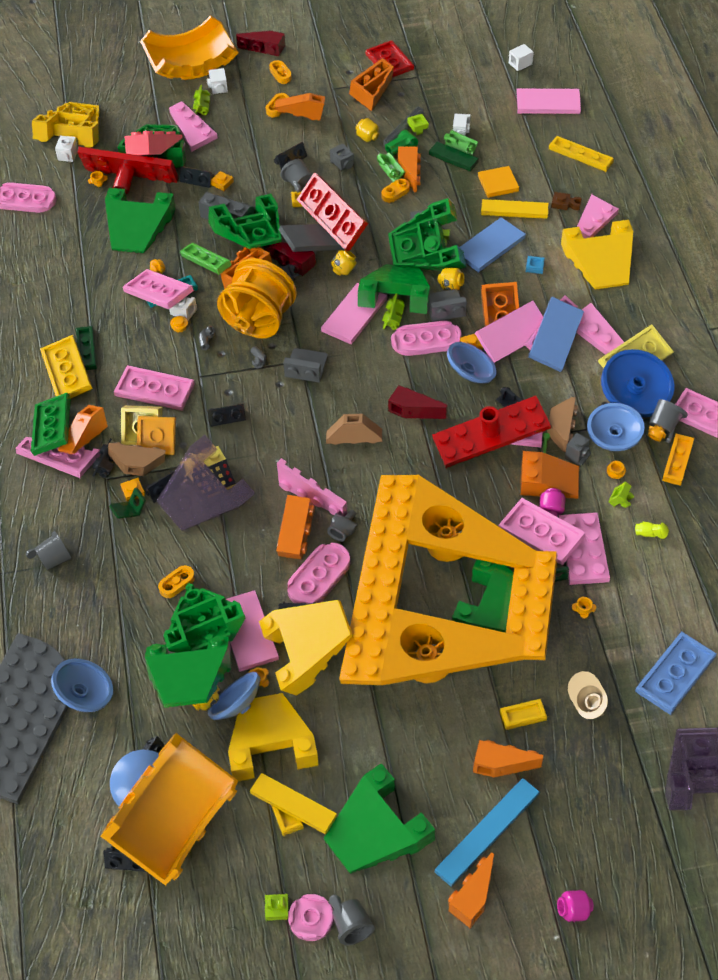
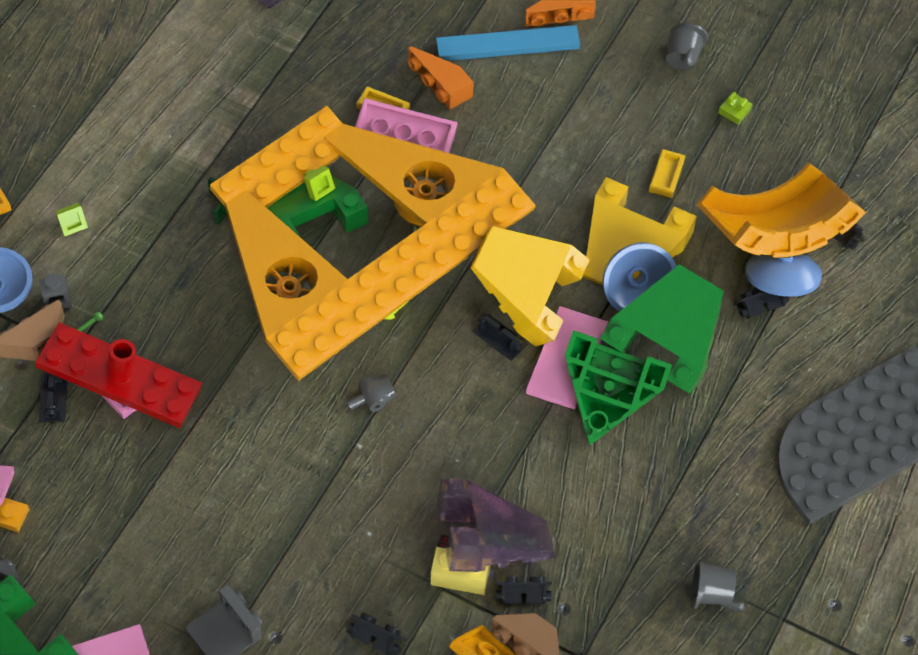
camera: 145 degrees left, 5 degrees up
(82, 685) = (781, 401): medium blue dish -> none
(128, 487) = (563, 614): light orange plate -> none
(129, 508) = (586, 588): dark green bracket -> none
(175, 581) = (599, 457): light orange plate -> none
(262, 672) = (598, 296): light orange plate -> none
(292, 481) = (375, 453): bright pink wing -> none
(293, 803) = (658, 165): yellow tile -> none
(295, 527) = (425, 418): orange wedge -> none
(310, 917) = (712, 83): bright pink tile -> none
(319, 574) = (444, 364): bright pink tile -> none
(354, 430) = (261, 491): medium nougat slope -> none
(369, 829) = (608, 105): green wedge -> none
(394, 309) = (59, 621): lime hinge -> none
(415, 405) = (164, 478): dark red slope -> none
(425, 338) = (51, 564): bright pink tile -> none
(471, 363) = (47, 470): medium blue dish -> none
(487, 699) = (407, 125): none -> bright pink tile
(496, 604) = (319, 182): none -> lime tile
(542, 530) = (190, 235): bright pink plate -> none
(544, 472) = (117, 292): orange slope -> none
(553, 501) = (145, 258): dark pink head -> none
(584, 602) = (228, 144): light orange plate -> none
(587, 695) = (318, 65): tan piece -> none
(588, 560) = (163, 203): bright pink plate -> none
(616, 470) = (41, 250): light orange plate -> none
(649, 529) = (85, 169): neon yellow arm -> none
(675, 672) = (214, 46): medium blue tile -> none

